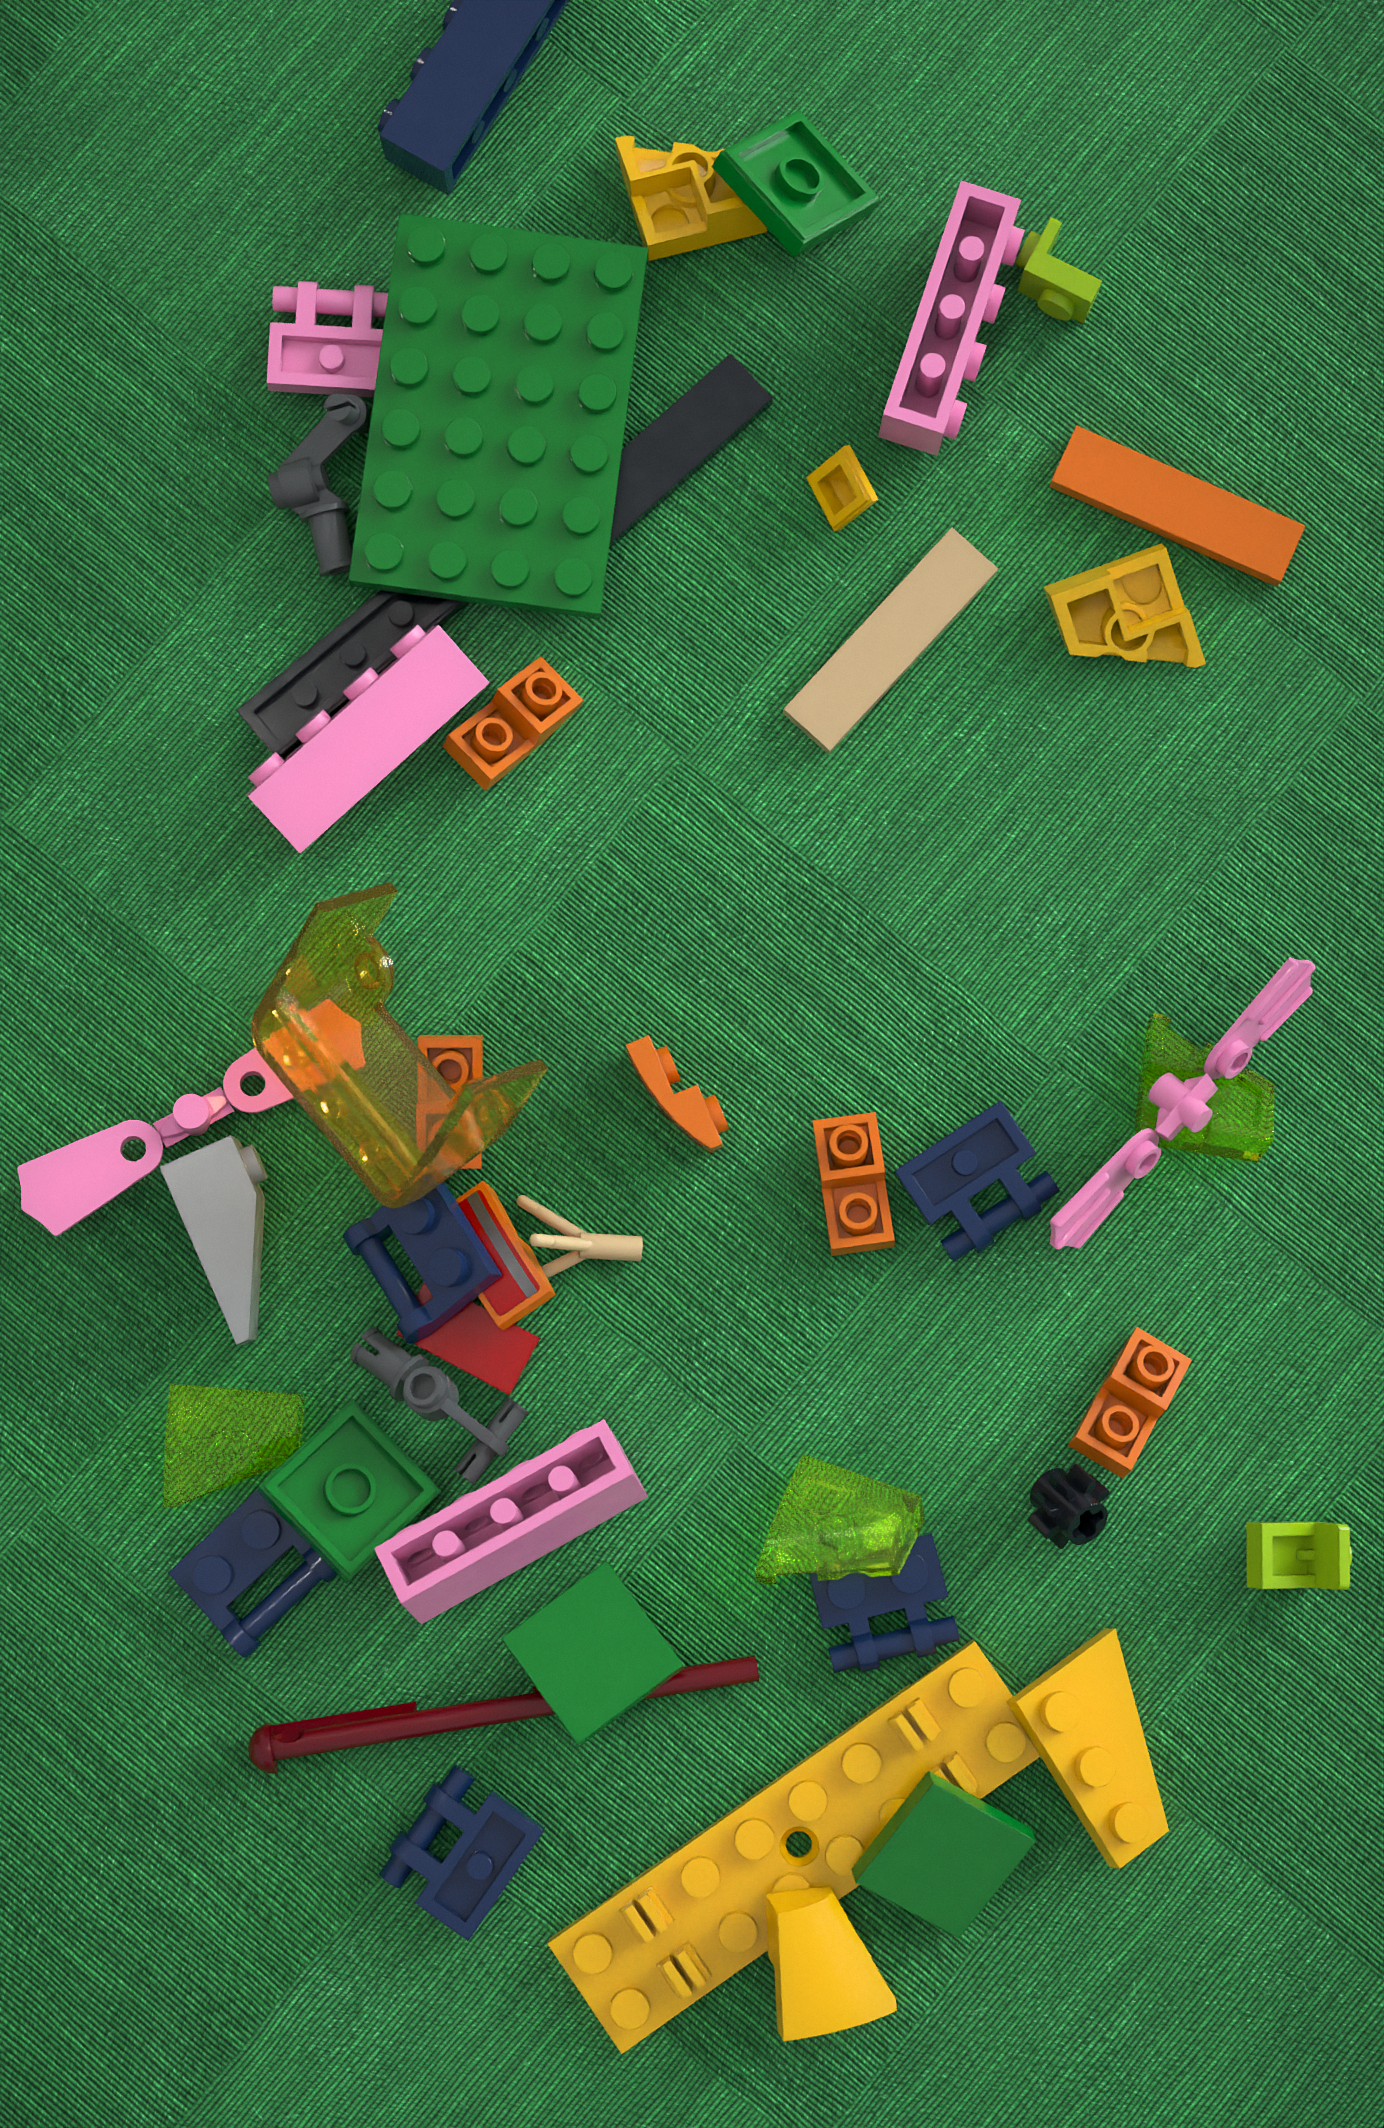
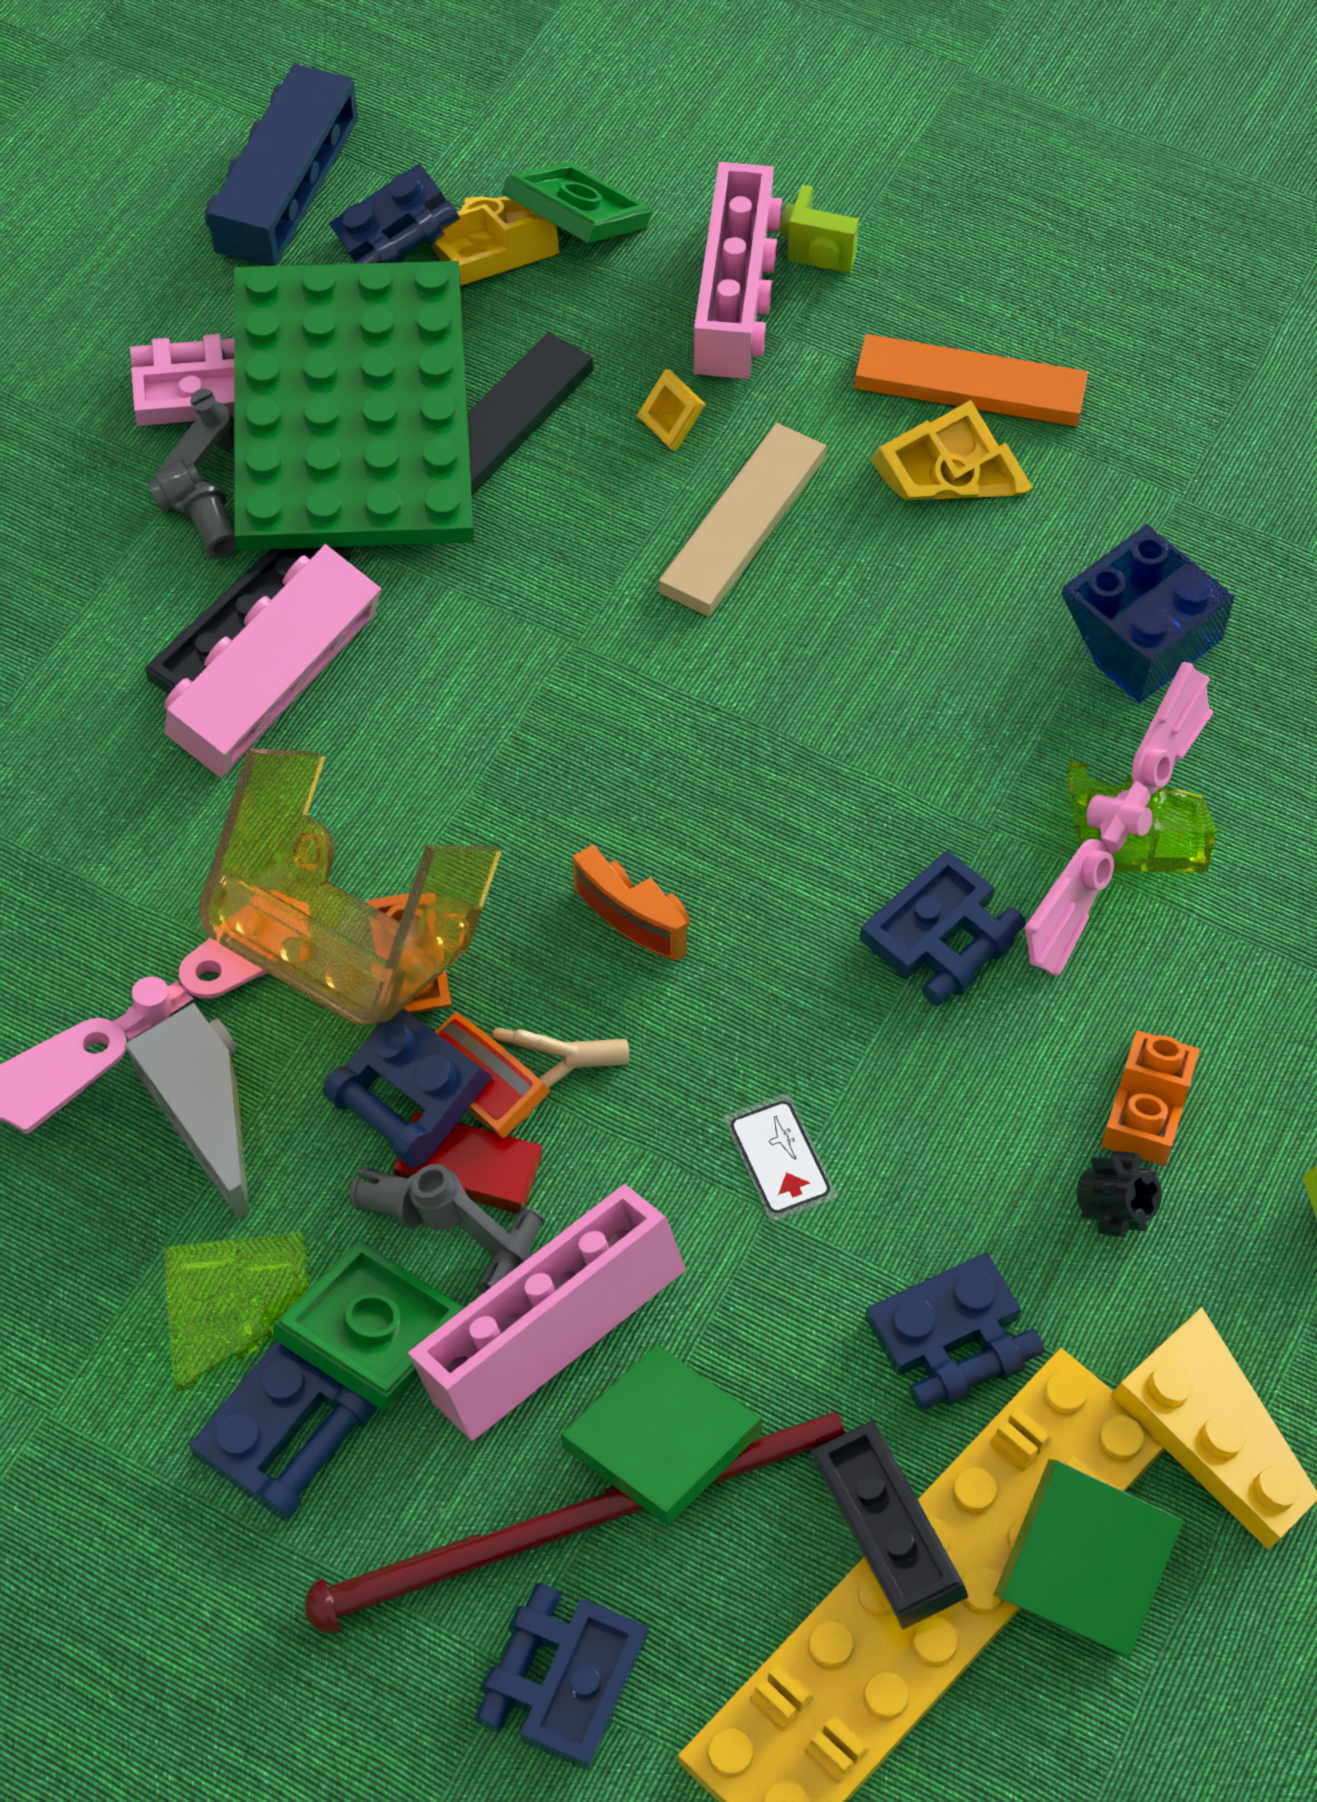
camera: 10 degrees left, 25 degrees down
(513, 723) = (412, 637): orange slope -> none
(582, 158) = (395, 219): none -> dark blue plate
(764, 1385) = (780, 1157): none -> white sticker
(774, 1784) = (889, 1525): none -> black tile
(820, 1966) = (986, 1705): yellow slope -> none
(839, 1525) = (892, 1255): clear neon green slope -> none
(853, 1183) = (823, 955): orange slope -> none
(1277, 857) = (1147, 611): none -> slope

